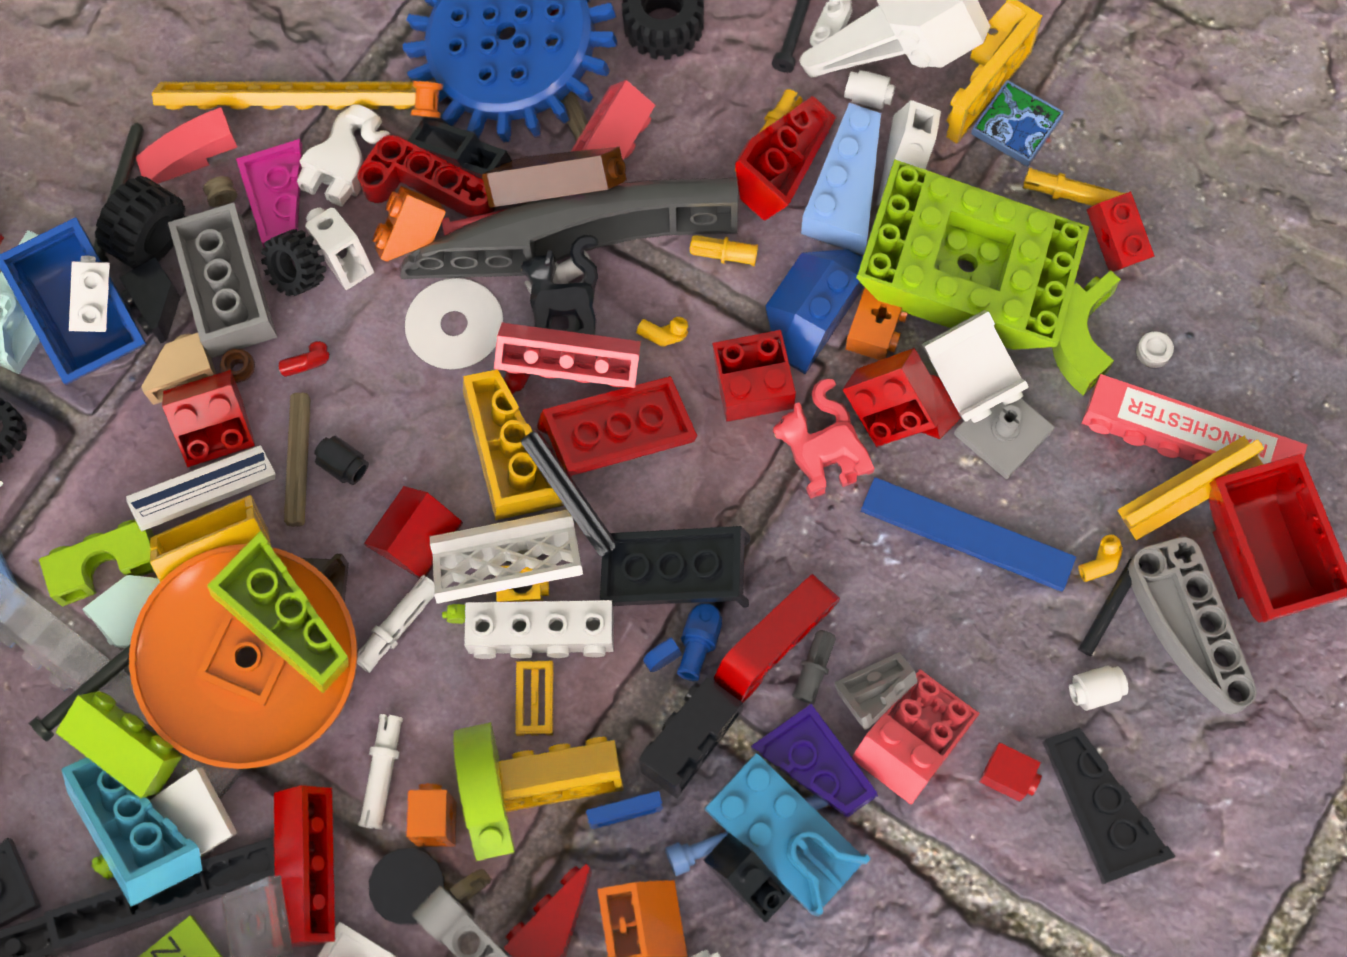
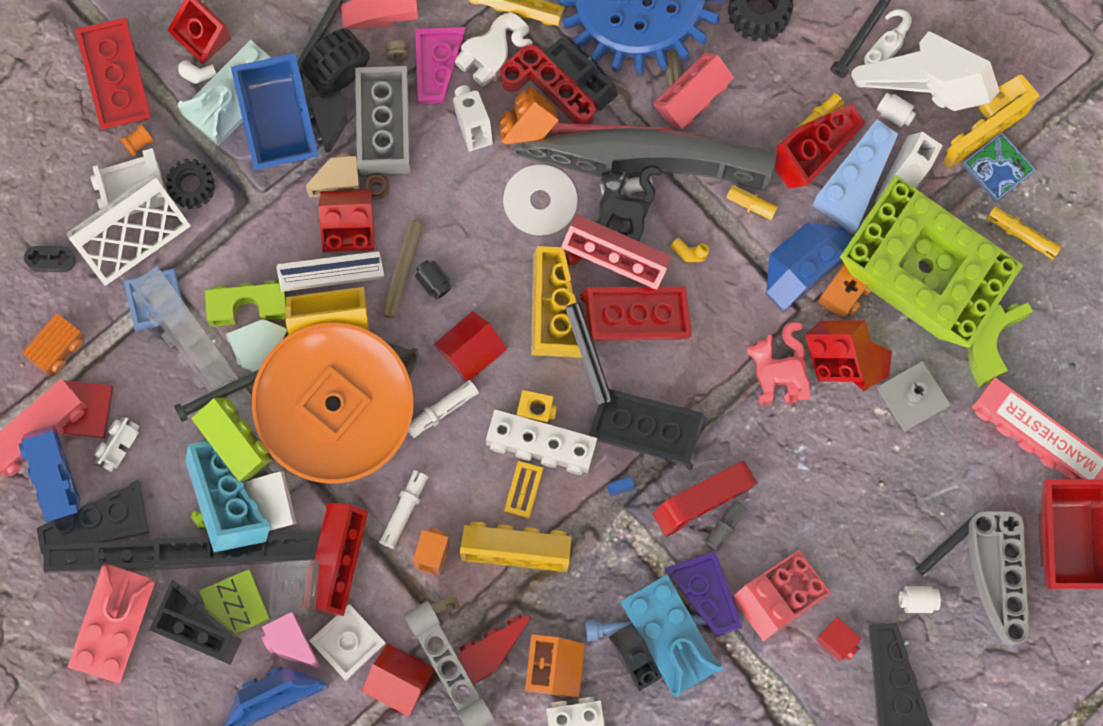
camera: 10 degrees right, 5 degrees up
(88, 295) = (289, 112): white hinge -> none
(275, 609) = (362, 375): lime wedge -> none
(305, 256) = (427, 123): black tyre -> none
(314, 358) = (422, 199): red arm -> none
(403, 883) = (399, 592): black tile -> none
(426, 99) = (566, 25): orange bush -> none
(455, 613) = (484, 414): lime piece -> none
(481, 791) = (472, 545): lime arch -> none
(493, 544) = (534, 374): white fence -> none
(554, 176) = (644, 114): slope -> none
(624, 810) = (564, 586): blue tile -> none
(690, 736) = (624, 549): black wedge -> none
(699, 638) = (650, 482): blue arm -> none
(754, 375) = (745, 304): red slope -> none
(876, 688) = (763, 554): light grey wing -> none
(968, 534) = (863, 464): blue tile -> none
(975, 367) = (905, 346): white panel -> none
(1106, 559) = (955, 512): yellow arm -> none
(1120, 232) = (1044, 276): red brick -> none
(1154, 349) = (1042, 369): white tile -> none
(1187, 488) = (1028, 478): yellow fence -> none

